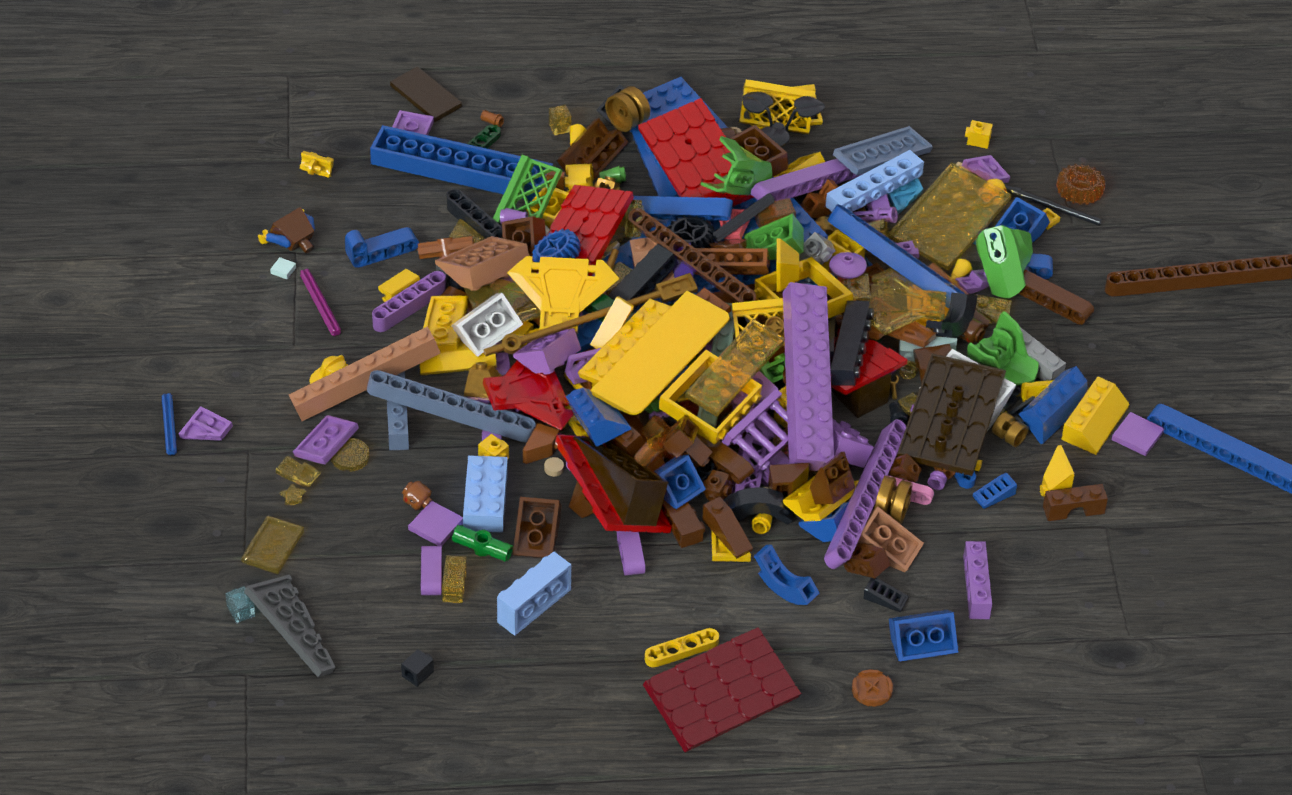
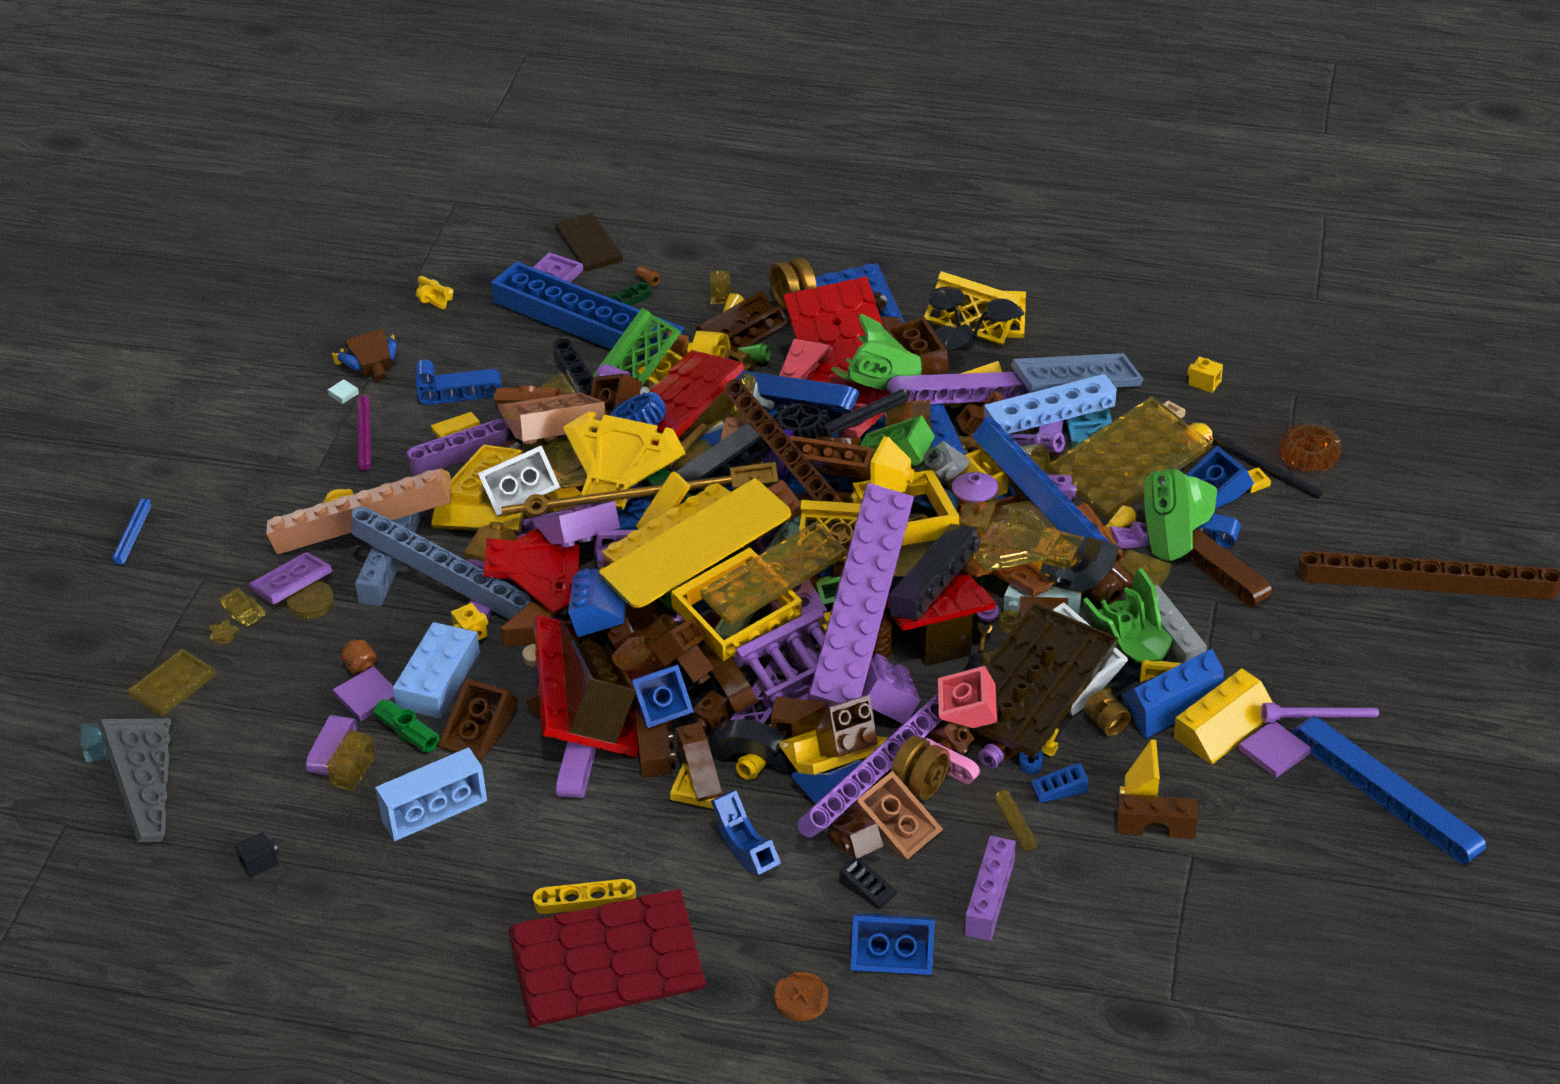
camera: 20 degrees right, 5 degrees down
(205, 426) = (168, 540): medium lavender wing -> none
(673, 178) = (803, 358): none -> coral wing
(912, 439) = (968, 698): none -> coral slope
(970, 522) = (1016, 820): none -> clear yellow axle
(986, 168) = (1198, 411): medium lavender wing -> none
(1129, 406) = (1271, 712): none -> medium lavender piece

